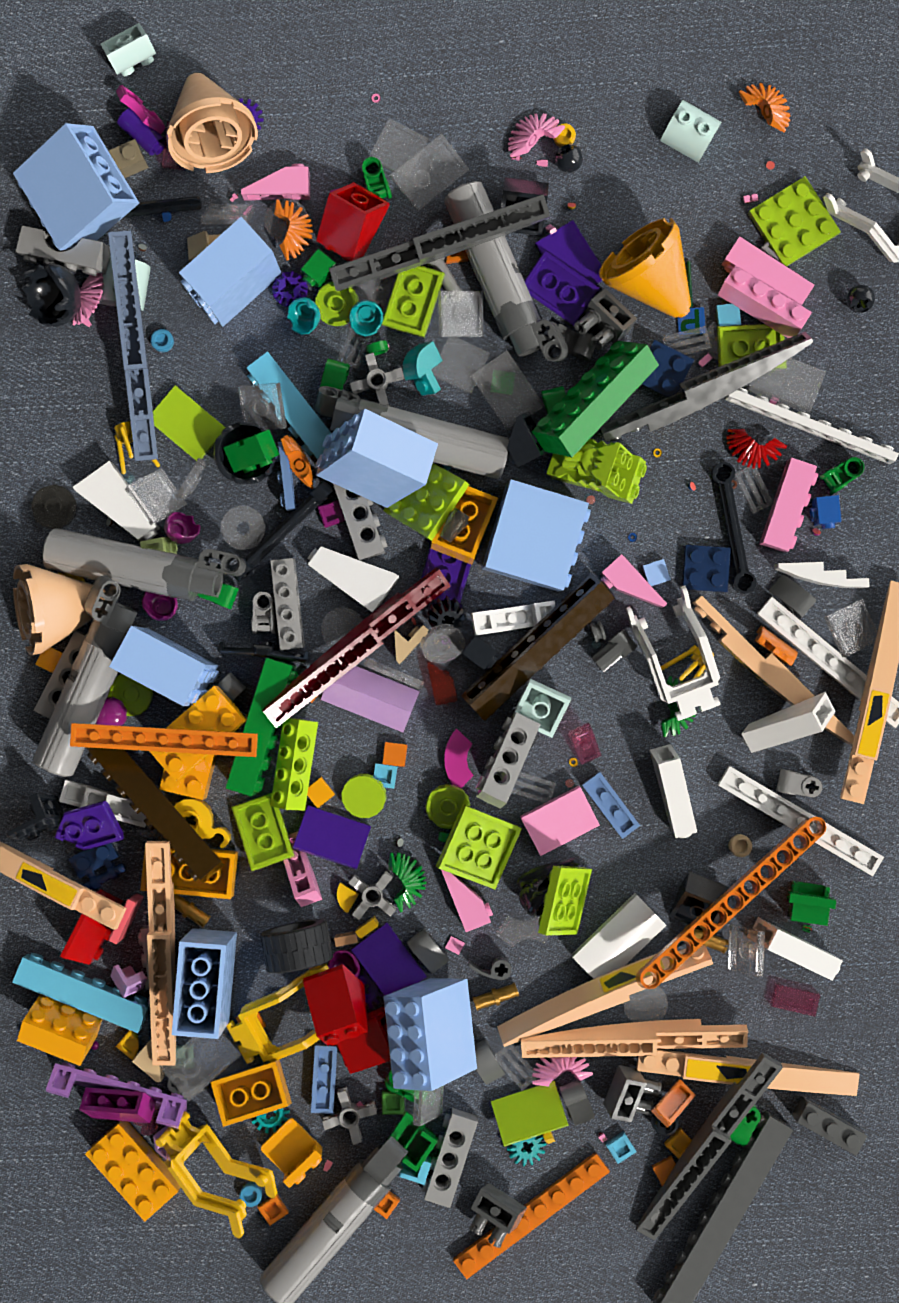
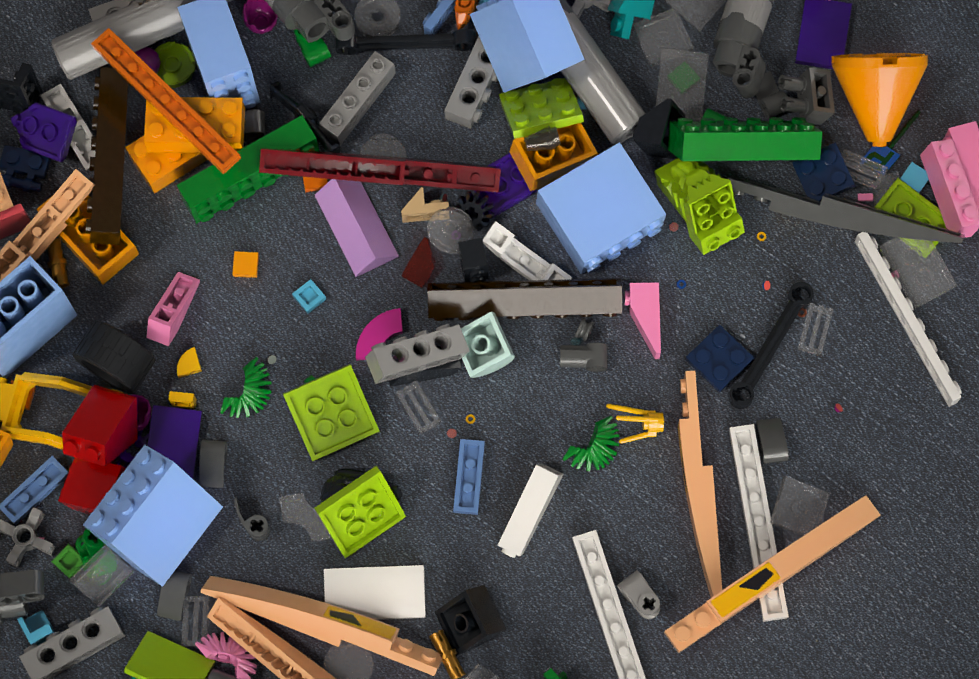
camera: 50 degrees right, 15 degrees down
(204, 819) = (134, 208): yellow piece -> none
(262, 832) = (172, 253): lime tile -> none
(263, 615) = (328, 91): light grey piece -> none
(294, 764) = (258, 221): lime brick -> none
(331, 514) = (454, 63): magenta tile -> none
(332, 837) = (222, 305): dark purple tile -> none
(346, 938) = (157, 394): medium nougat tile -> none
(356, 578) = (430, 126): white slope -> none
(364, 796) = (277, 295): lime tile -> none
(381, 902) = (193, 381): light grey pin -> none
(393, 673) = (390, 220): clear tile -> none
(395, 754) = (333, 286): orange tile -> none
(415, 1139) = (59, 601): green plate -> none
(444, 805) = (334, 355): lime tile -> none
(454, 945) = (238, 480): bright pink window -> none
(468, 903) = (279, 456): bright pink slope -> none
(495, 996) = (232, 548): pearl gold pin -> none
(559, 820) = (416, 452): bright pink tile -> none
(560, 288) = (794, 42): dark purple tile -> none
(584, 743) = (492, 407): clear pink slope -> none
(656, 572) = (675, 327): light blue tile -> none
(694, 691) = (616, 437): white piece -> none
(740, 845) = (546, 606): tan tile -> none
(742, 898) = (484, 635): orange beam -> none
(751, 449) = (839, 297): red hair -> none
(776, 646) = (722, 466): orange slope -> none
(788, 505) = (832, 364): bright pink brick -> none
(789, 724) = (675, 531): white slope -> none
(815, 573) = (805, 435): white slope -> none
(826, 511) = (859, 395): blue brick -> none
(839, 476) = (897, 377): green piece -> none

